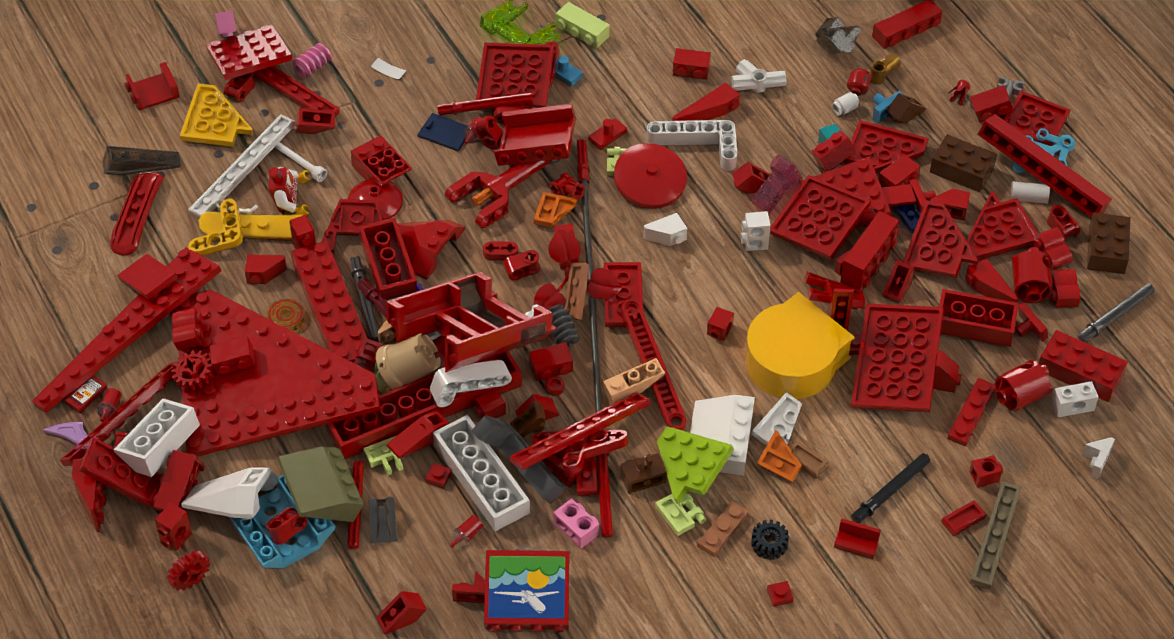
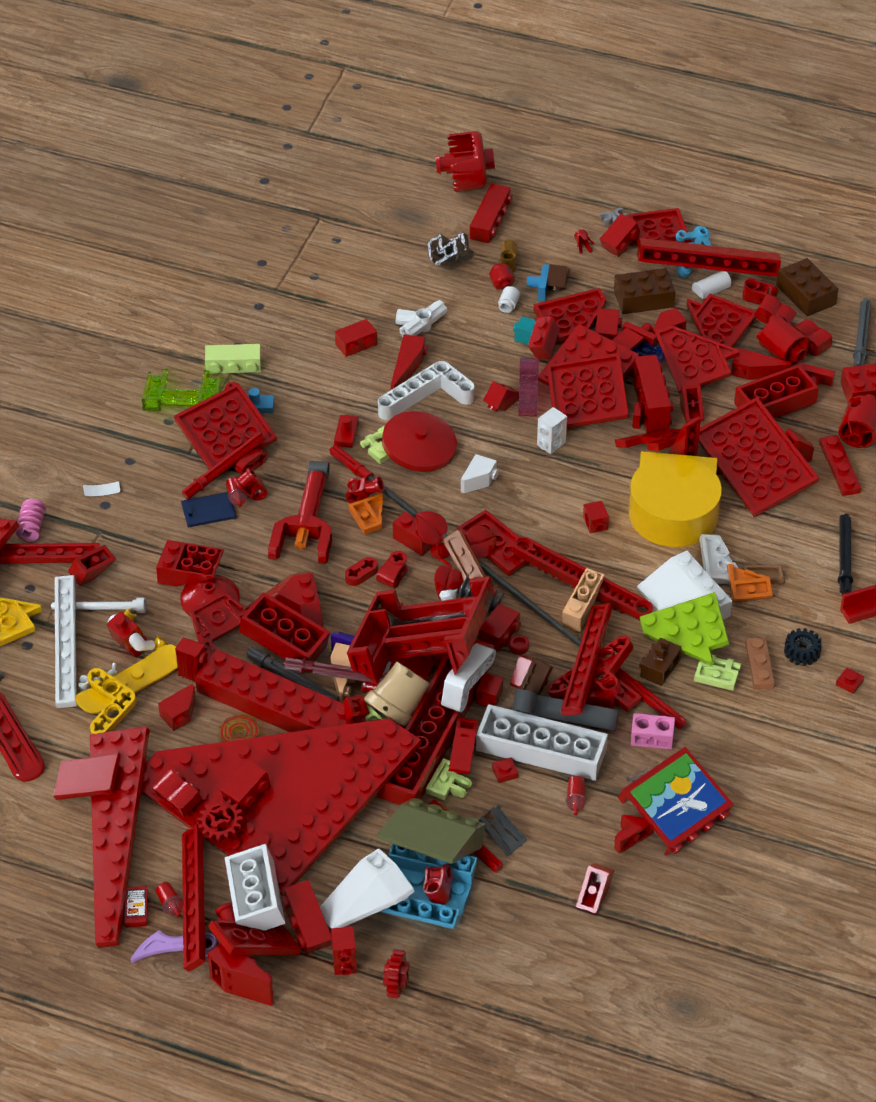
camera: 40 degrees left, 5 degrees down
(536, 135) = (298, 462): red panel -> none

